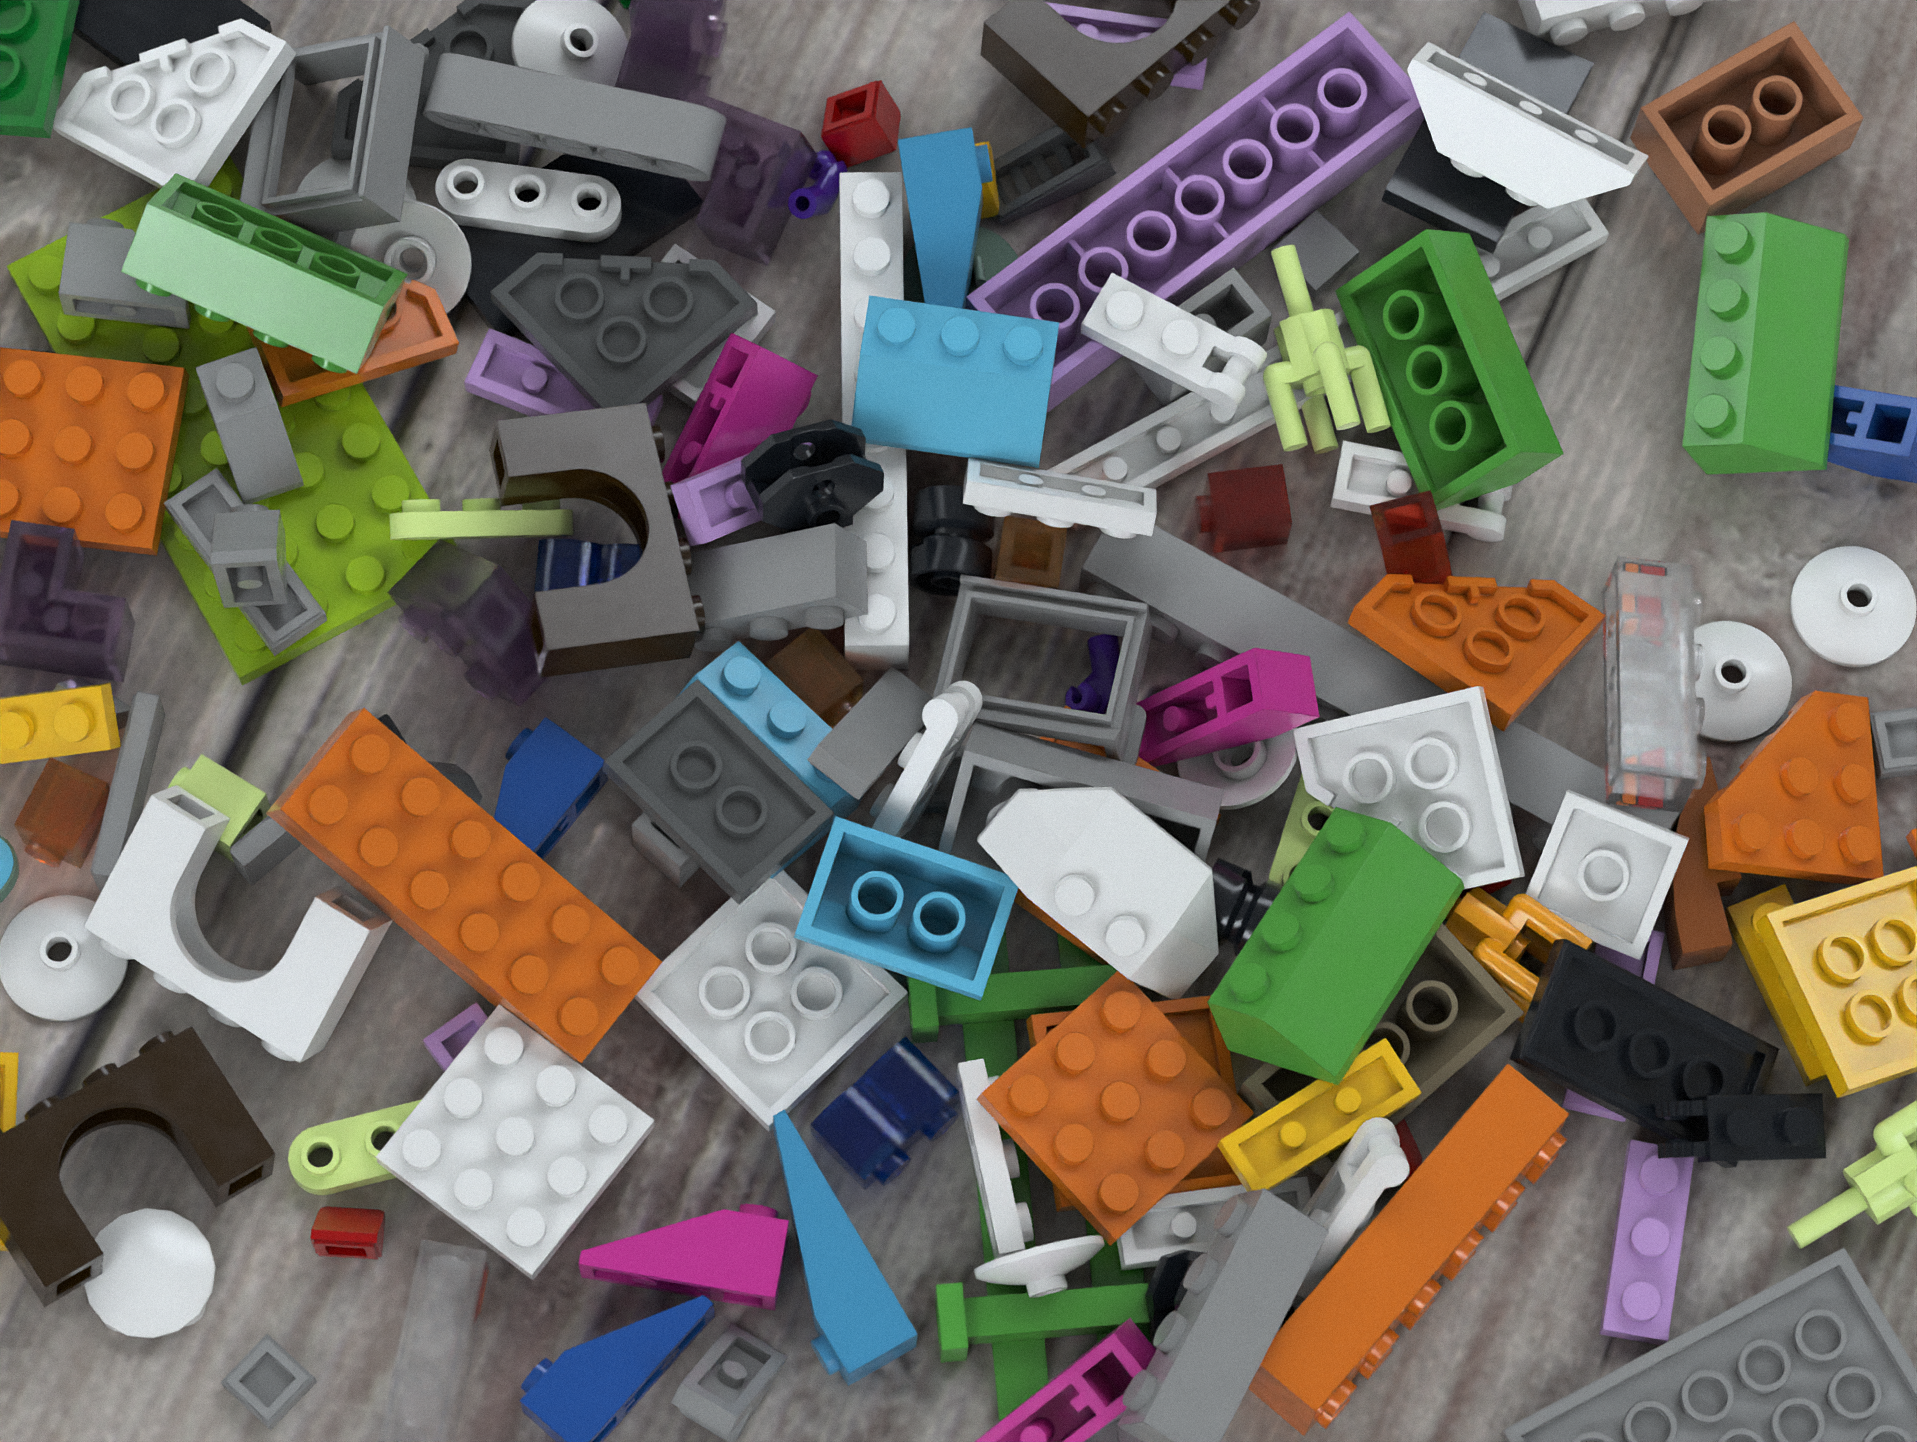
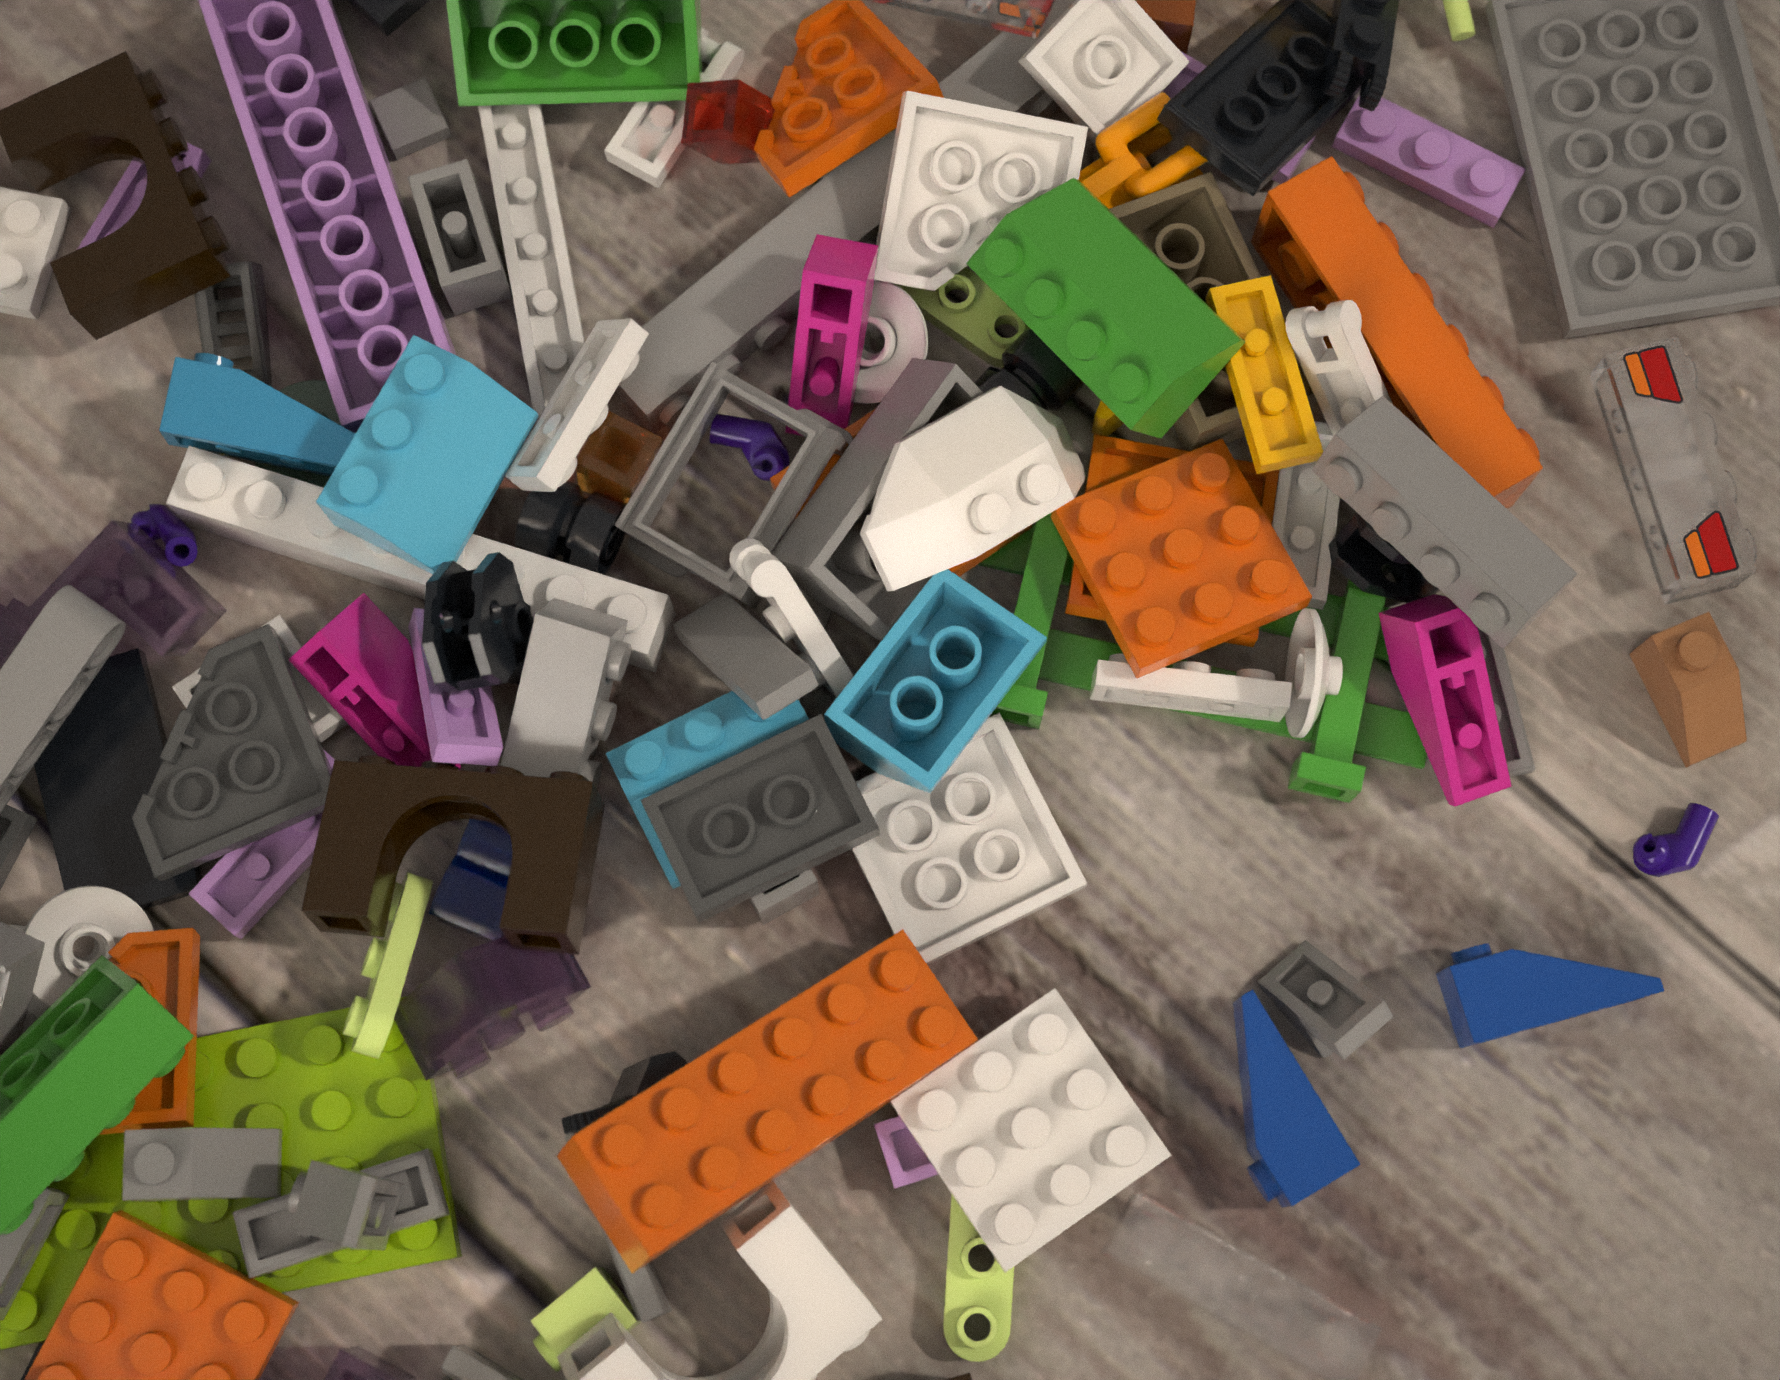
camera: 65 degrees left, 5 degrees up
(349, 1232) = (1057, 1321): red slope -> none
(546, 785) = (678, 990): blue slope -> none
(551, 214) = (66, 844): white plate -> none
(714, 1255) = (1195, 978): dark pink slope -> none
(818, 676) = (664, 692): clear orange brick -> none
(848, 1296) = (1264, 864): dark azure slope -> none
(861, 124) = (118, 476): red slope -> none
(887, 1114) = (1108, 770): clear blue brick -> none
(1172, 341) = (462, 252): white plate -> none
(1245, 508) = (636, 257): clear red brick -> none
(1320, 365) = (526, 139): yellowish green plant -> none

